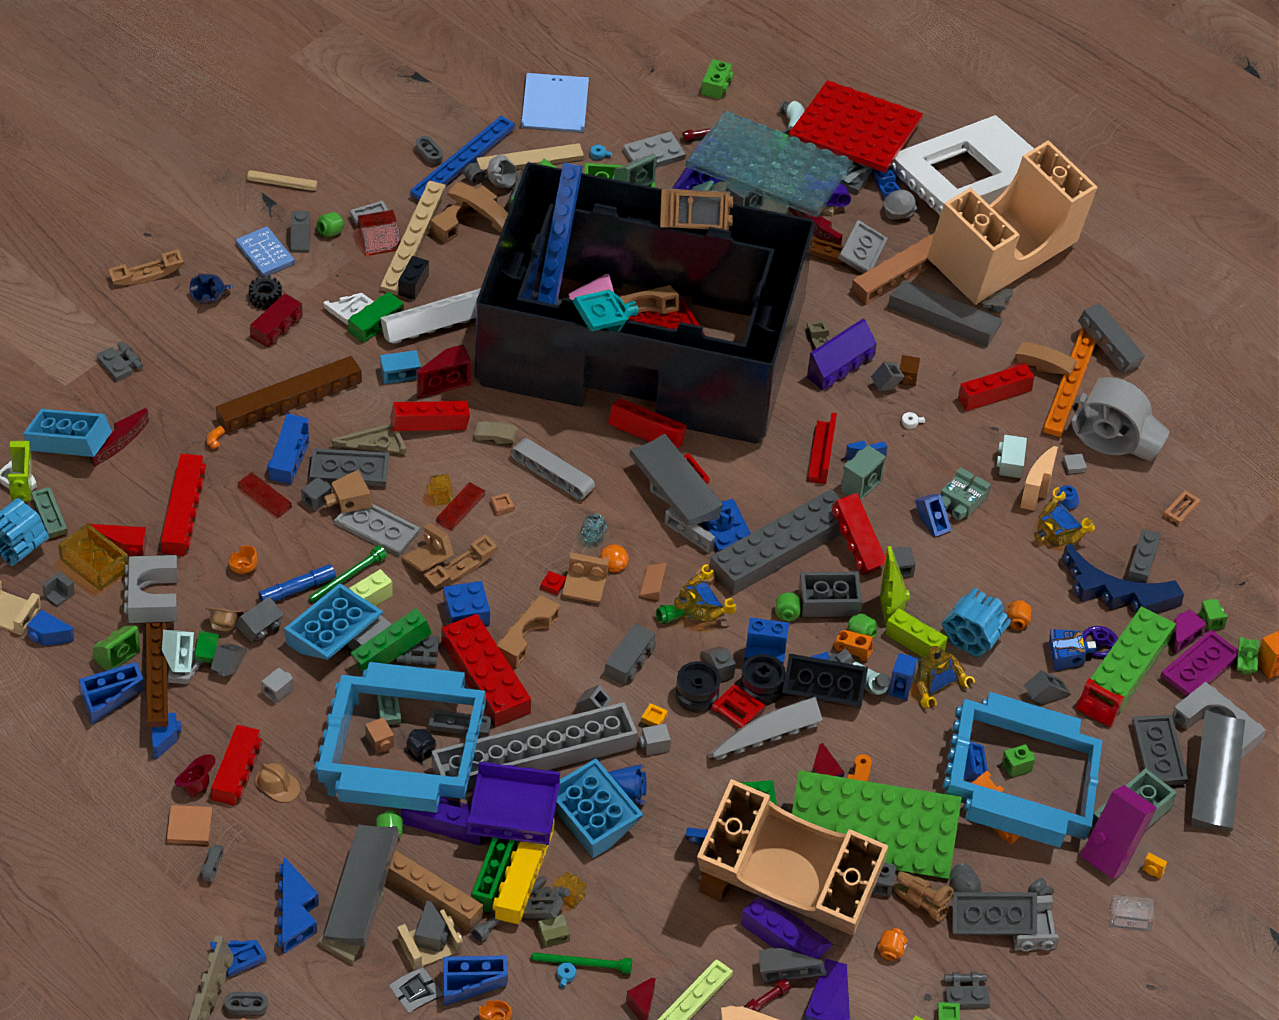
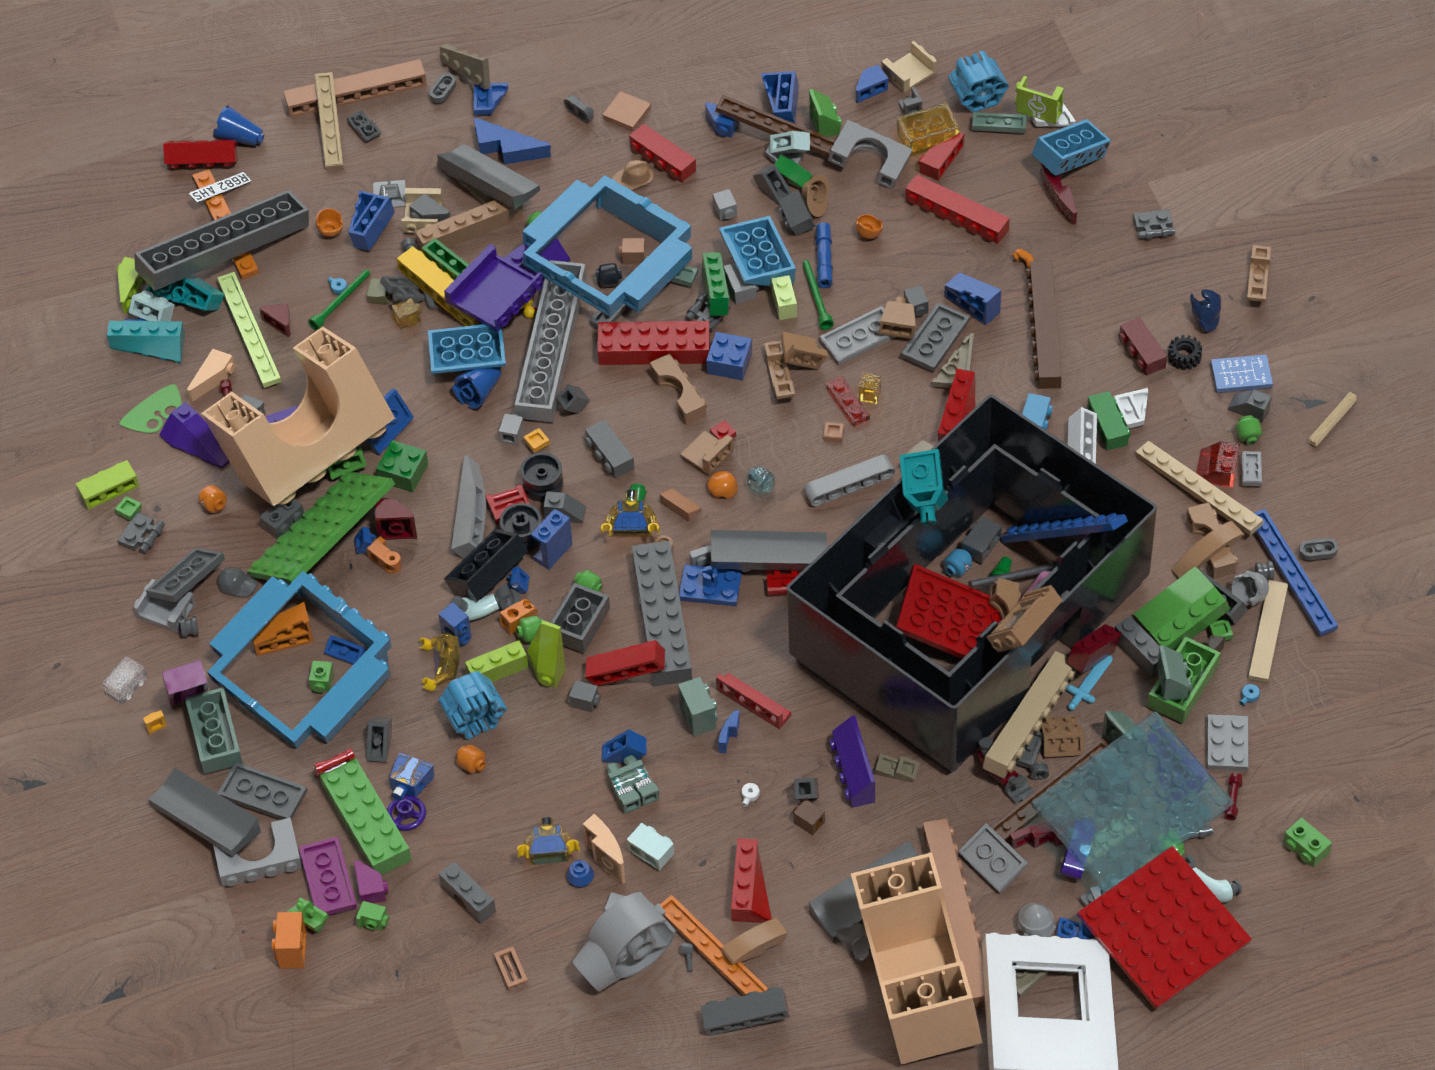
camera: 125 degrees right, 5 degrees up
(195, 776) = (664, 121): dark red piece -> none
(264, 495) = (939, 271): clear red plate -> none
(413, 277) = (1143, 466): black brick -> none
(555, 103) = (1342, 686): light blue door -> none
(919, 891) = (241, 537): medium nougat piece -> none
(1116, 592) = (469, 837): dark blue arch -> none

